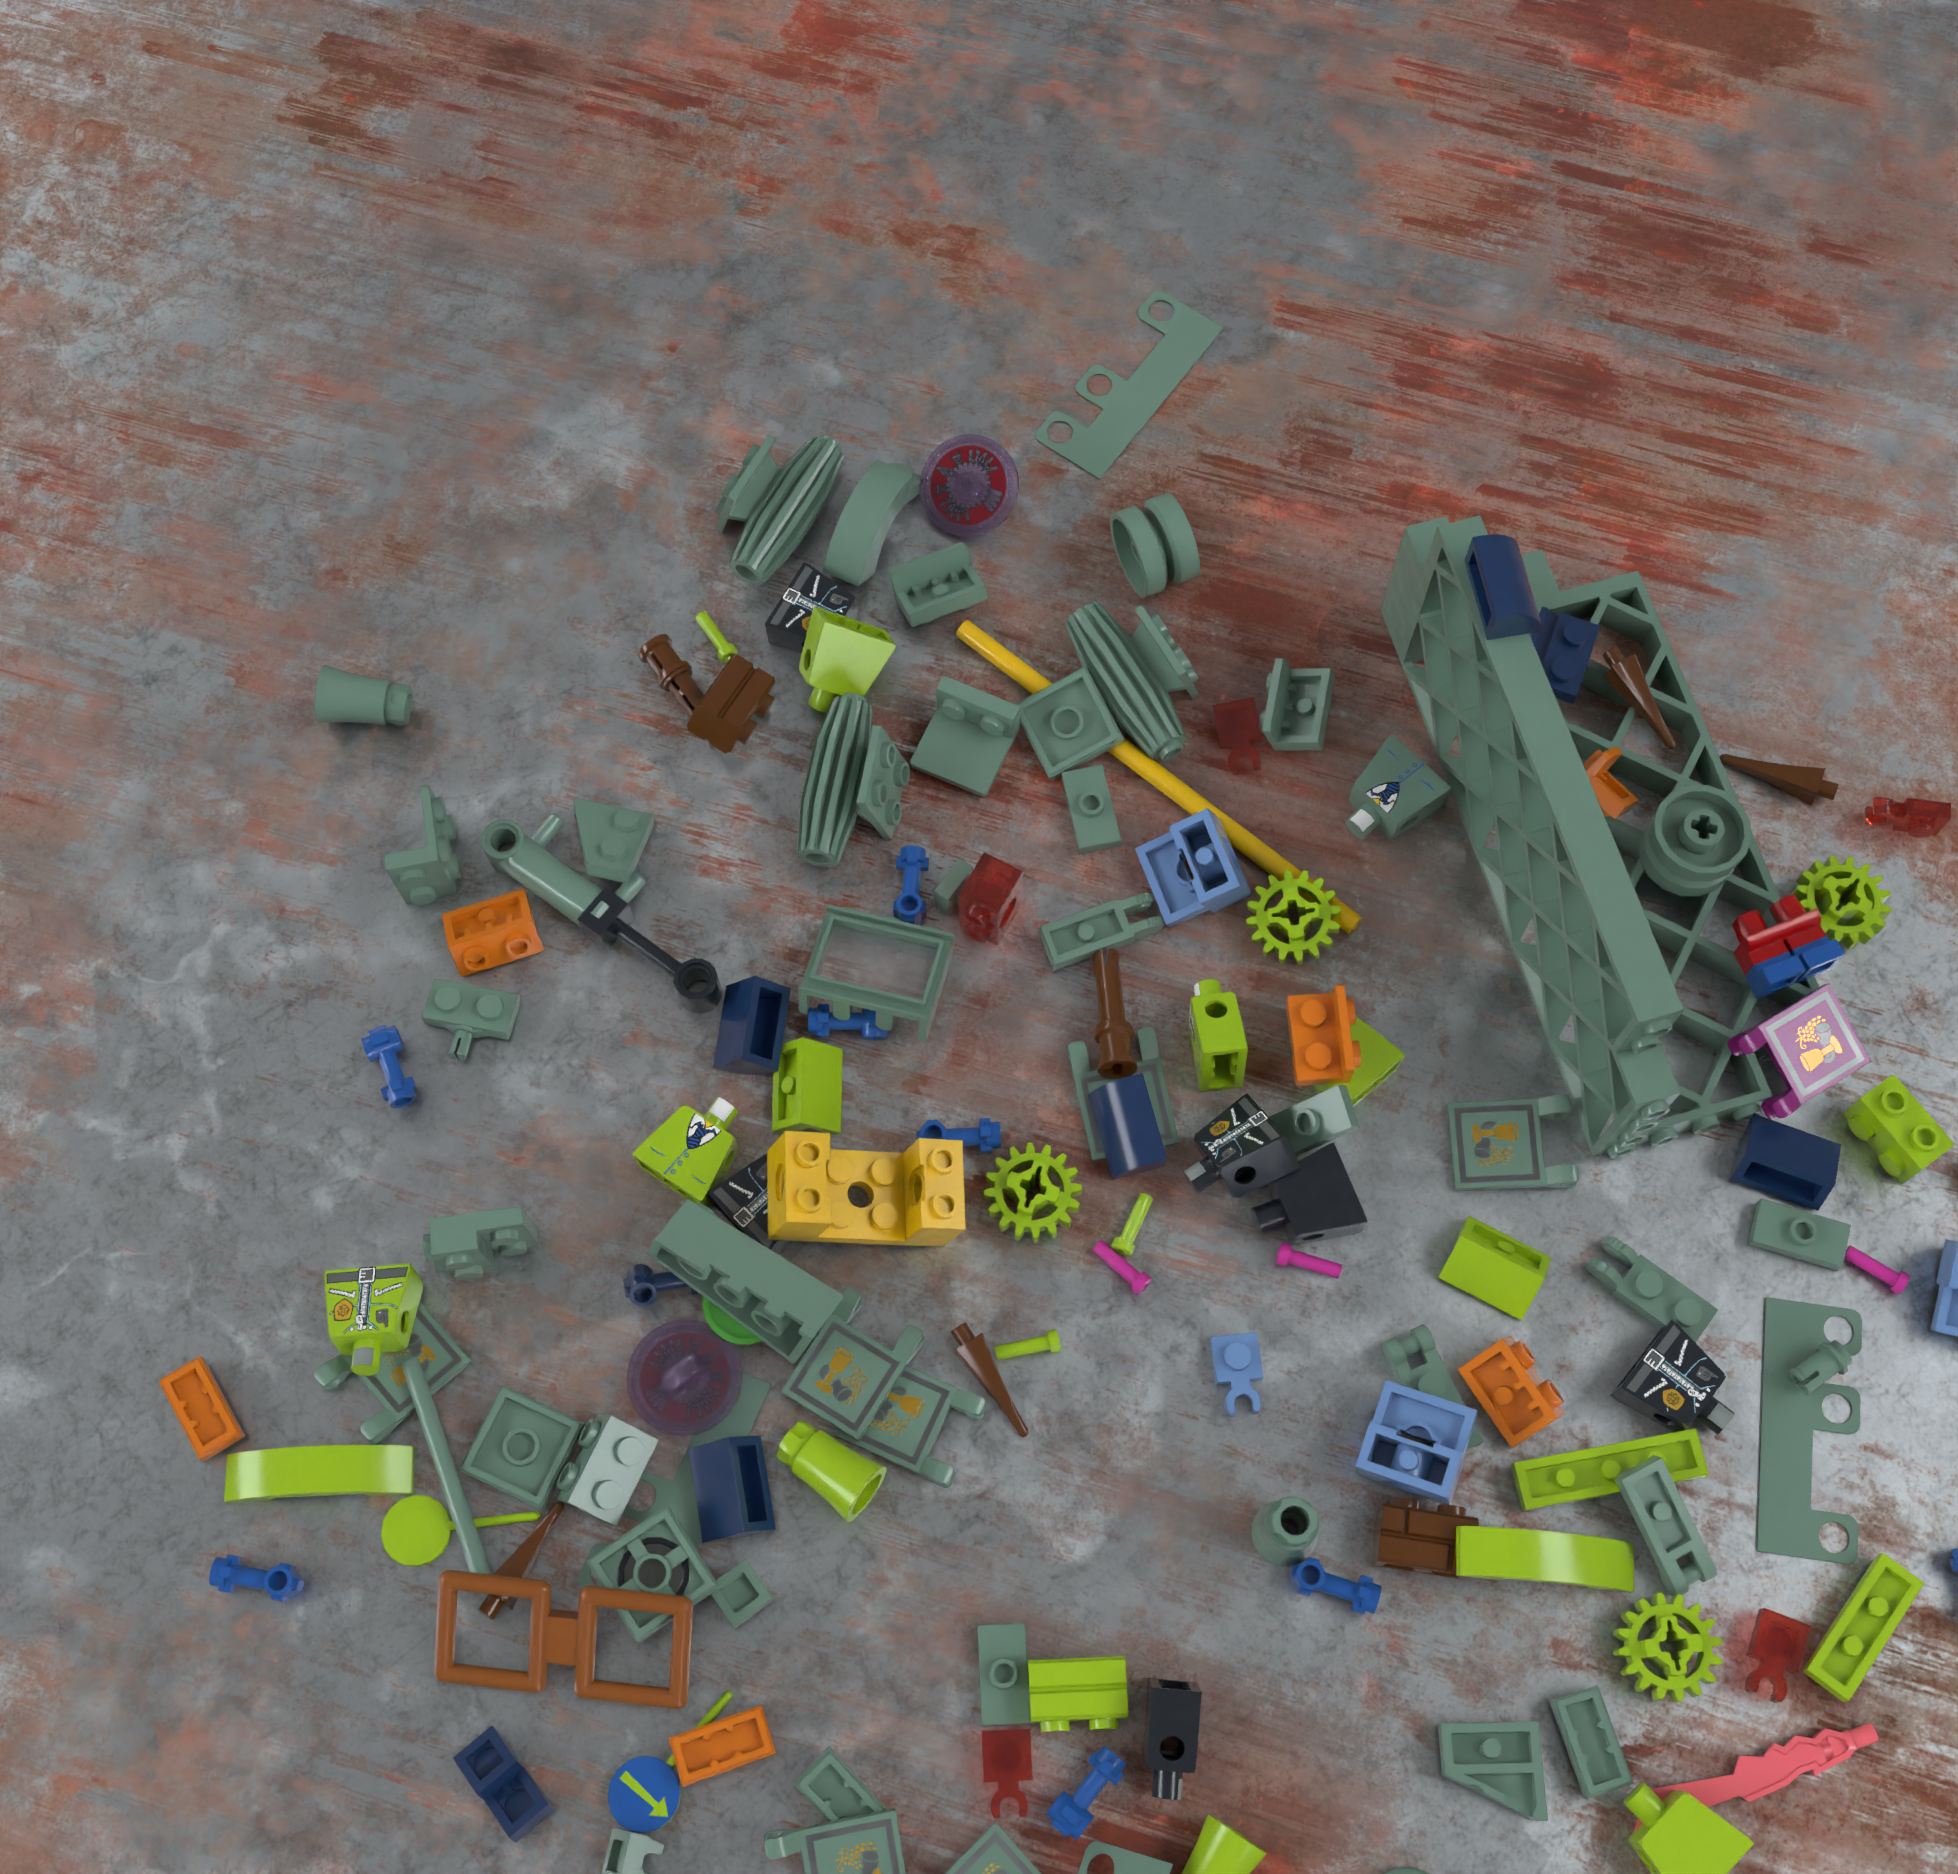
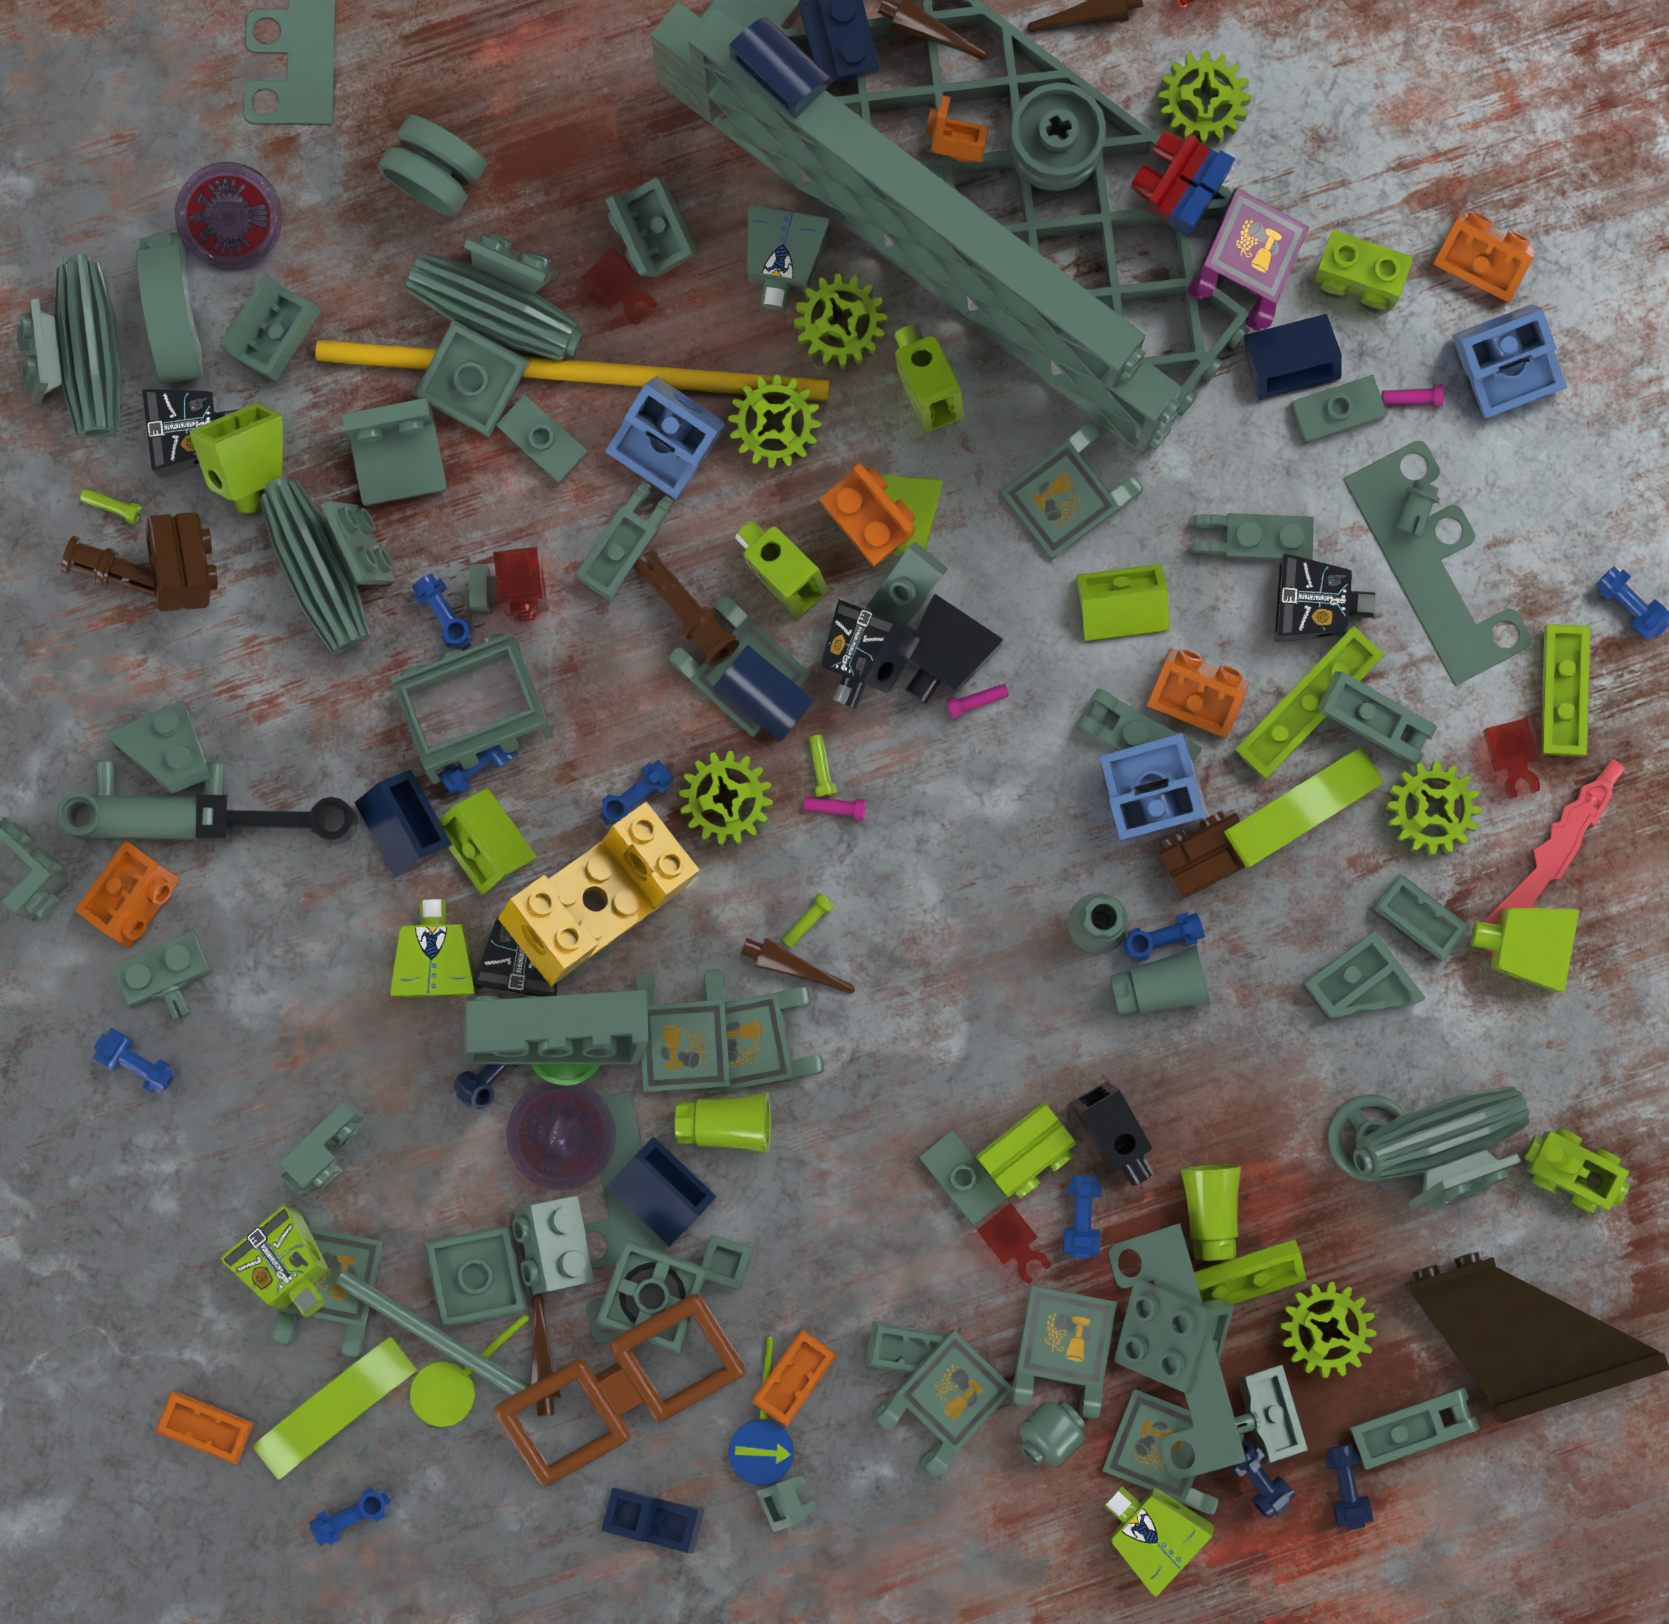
camera: 35 degrees left, 15 degrees up
(1237, 1364) = (976, 820): medium blue plate -> none
(1305, 1627) = (1161, 984): none -> sand green plant
(1423, 873) = (855, 312): none -> lime gear
(1449, 959) = (928, 379): none -> lime torso

